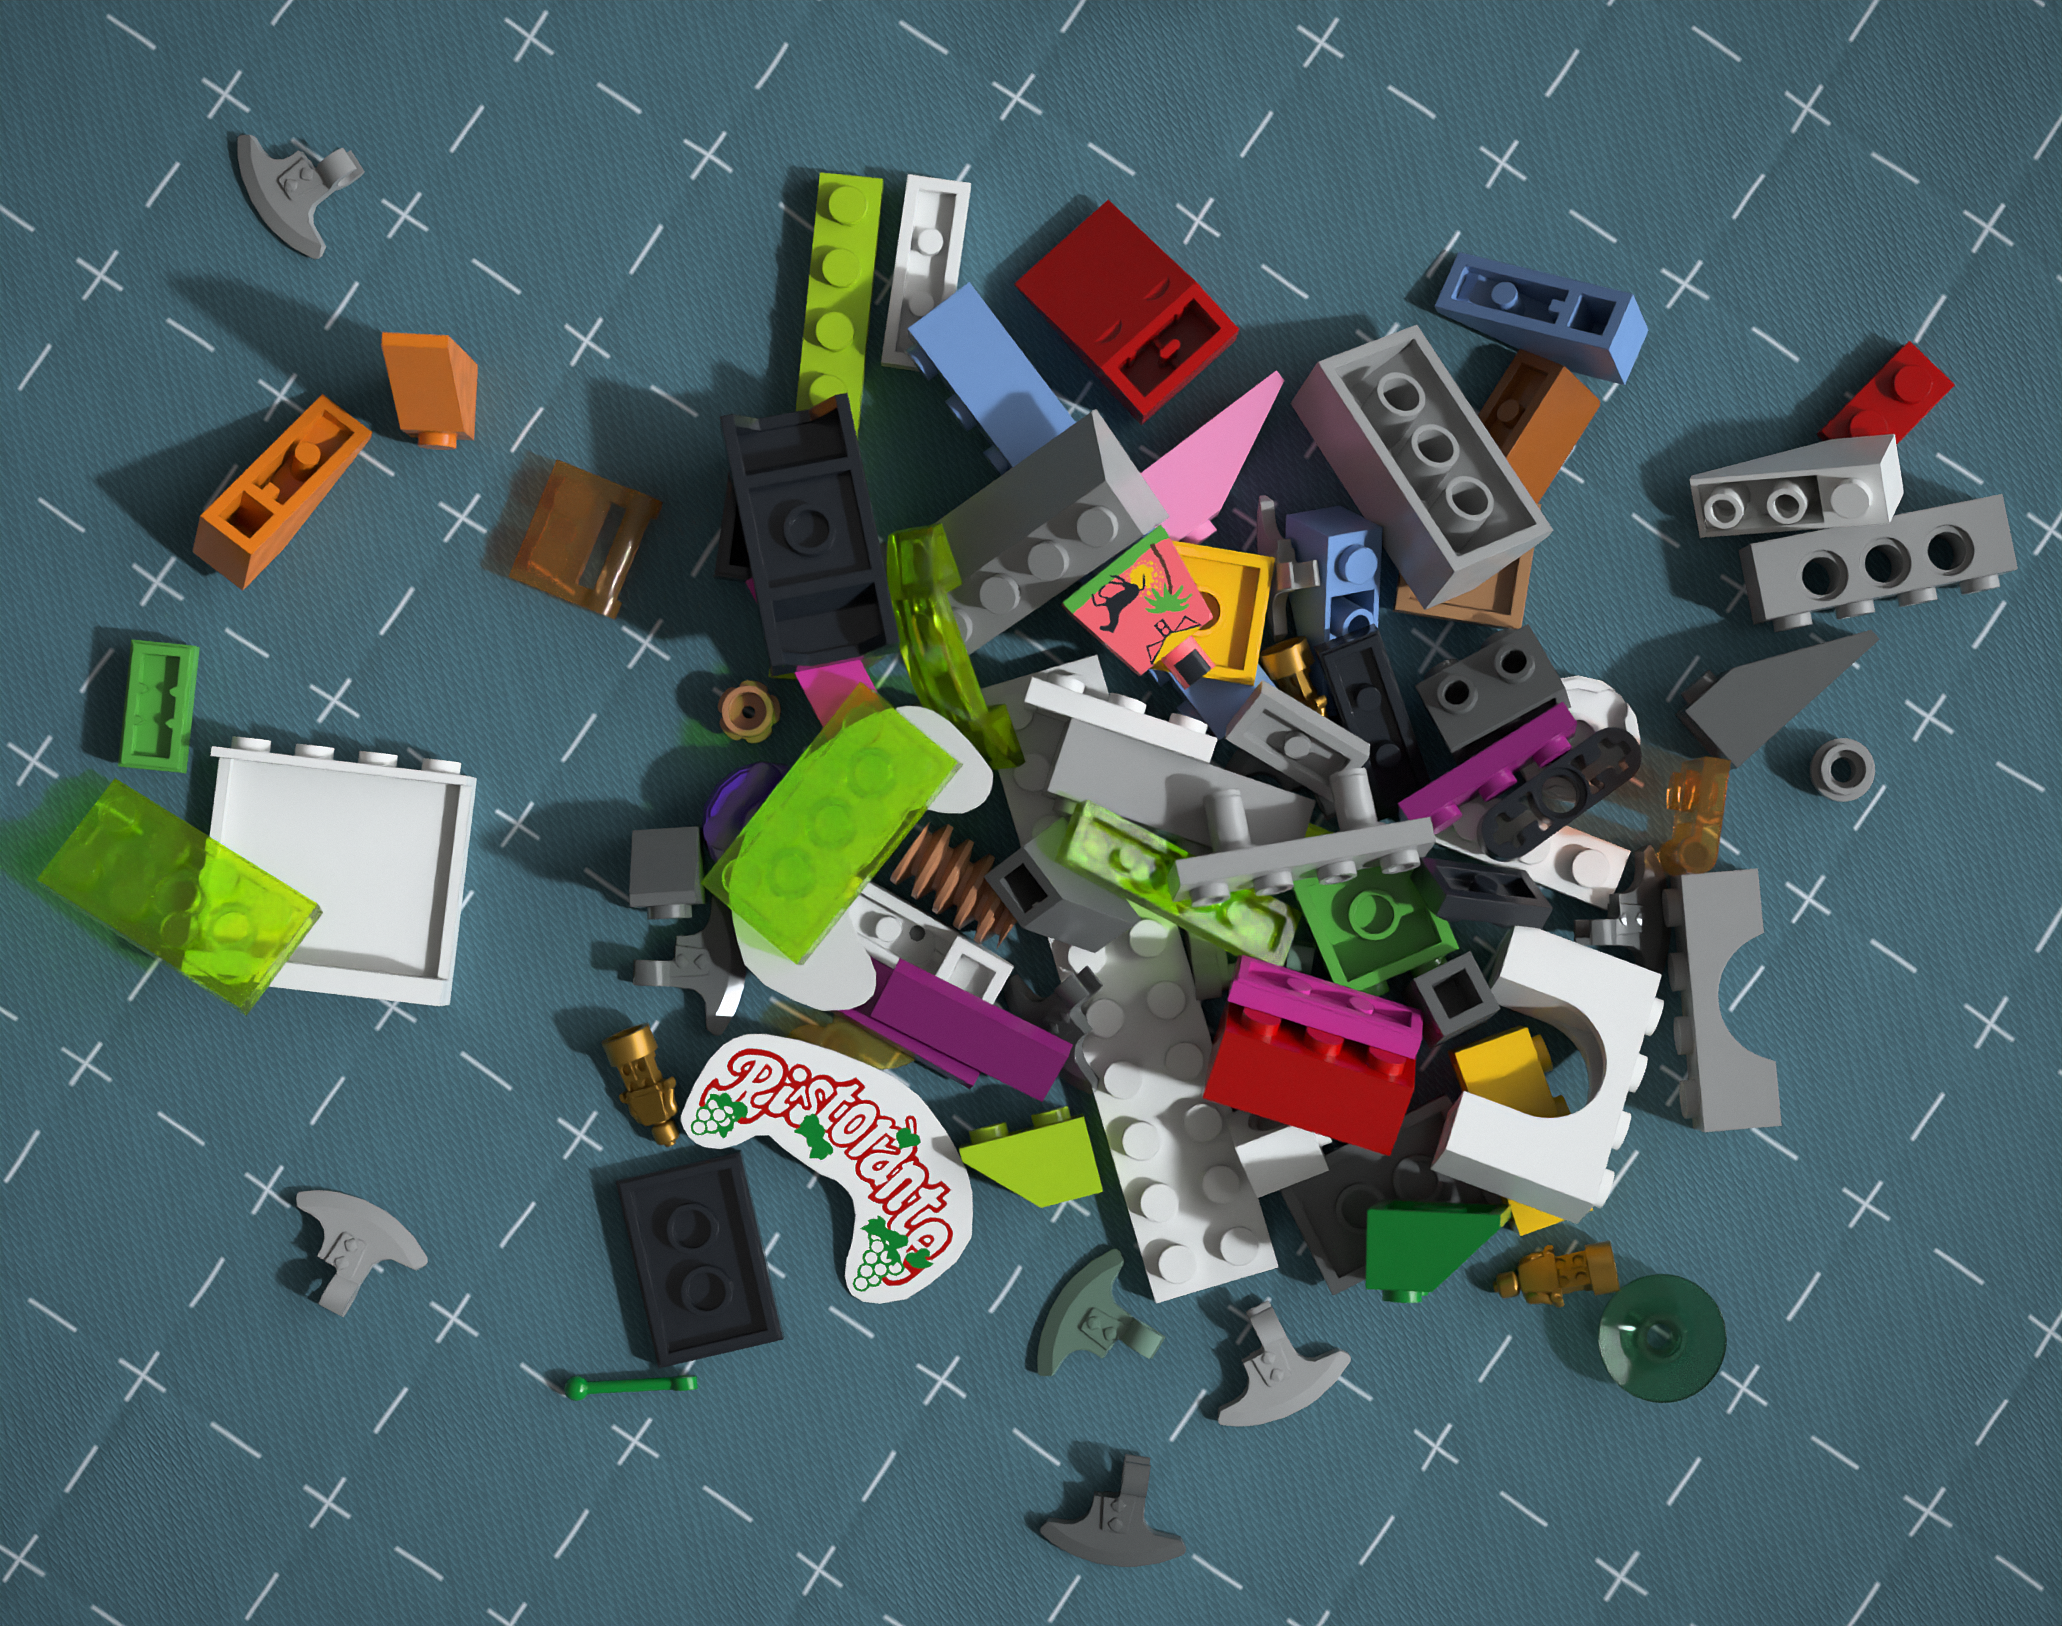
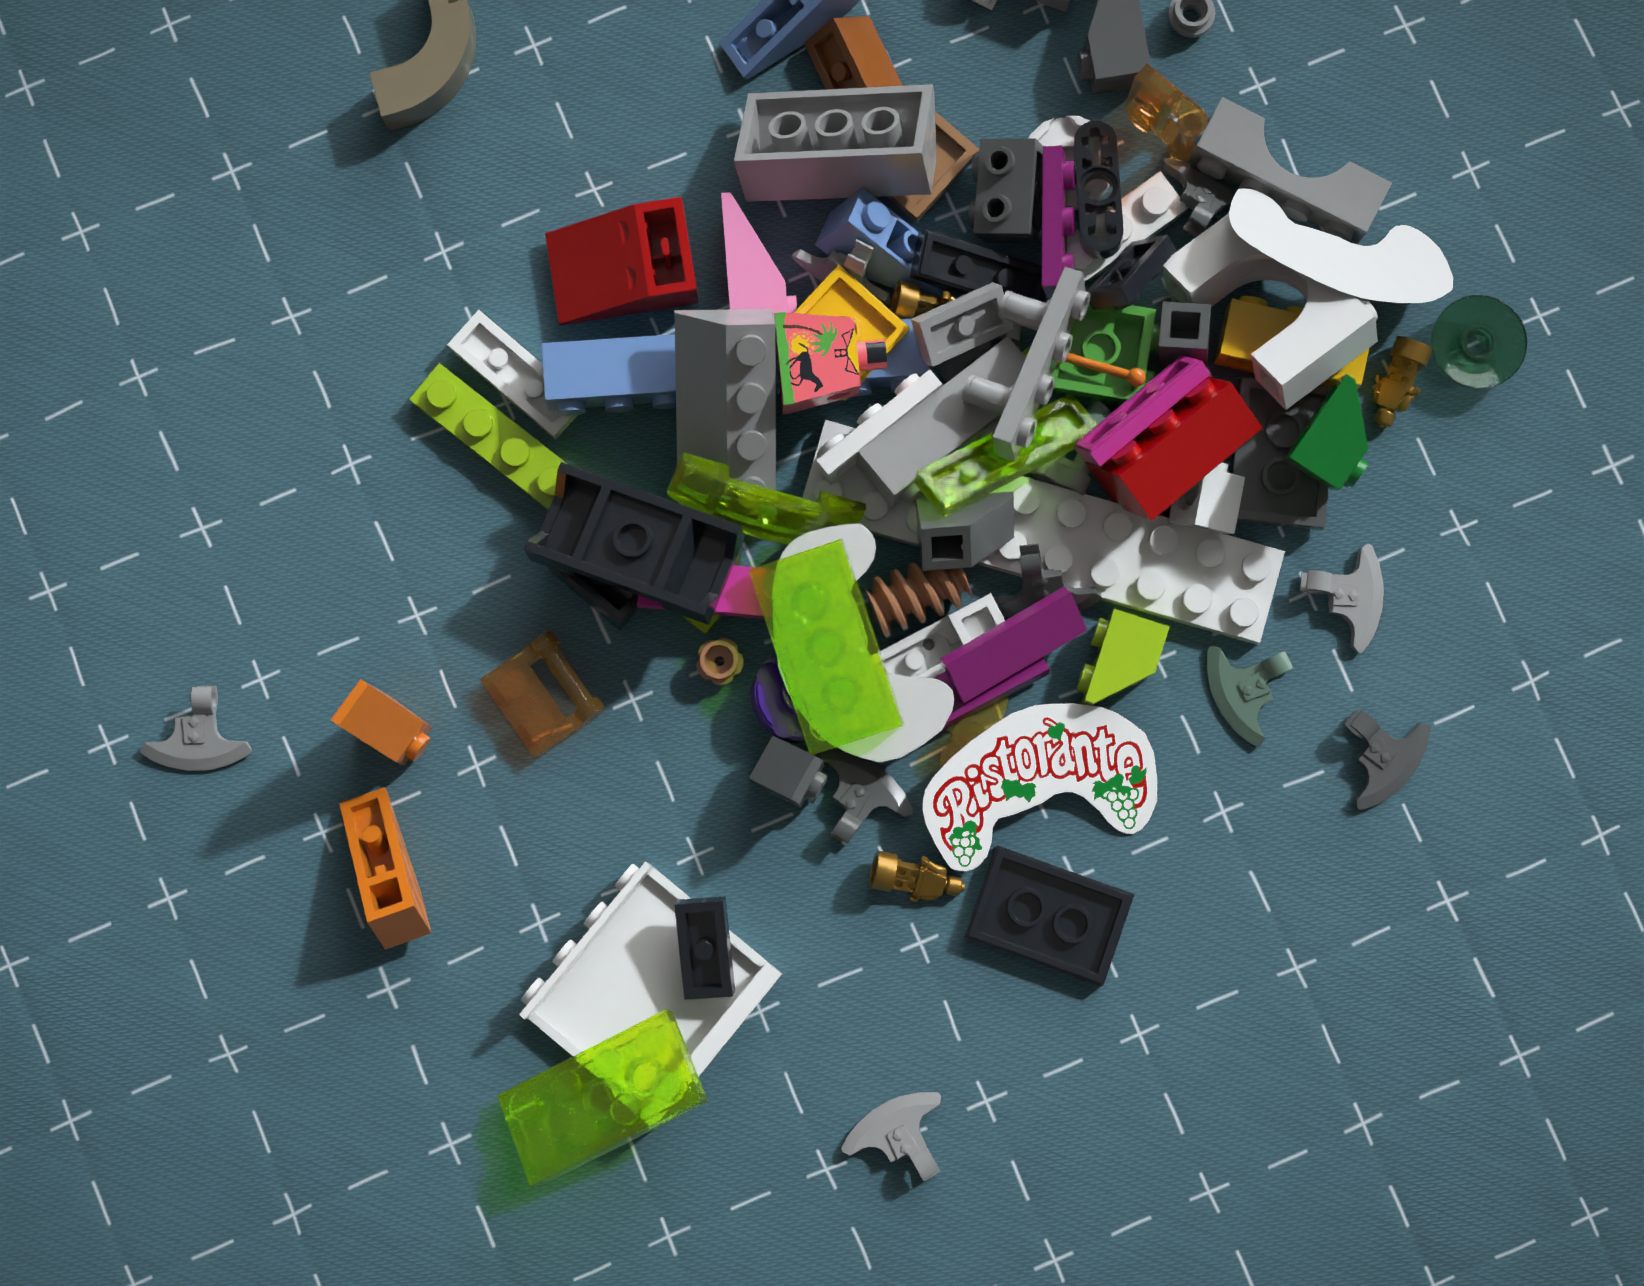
camera: 55 degrees left, 5 degrees down
(158, 706) = (469, 1036): bright green plate -> none
(416, 902) = (704, 948): none -> black plate
(577, 1387) = (1082, 1047): green hinge -> none
(1362, 974) = (1135, 376): none -> orange hinge
(1677, 1197) = (1396, 270): none -> white sticker

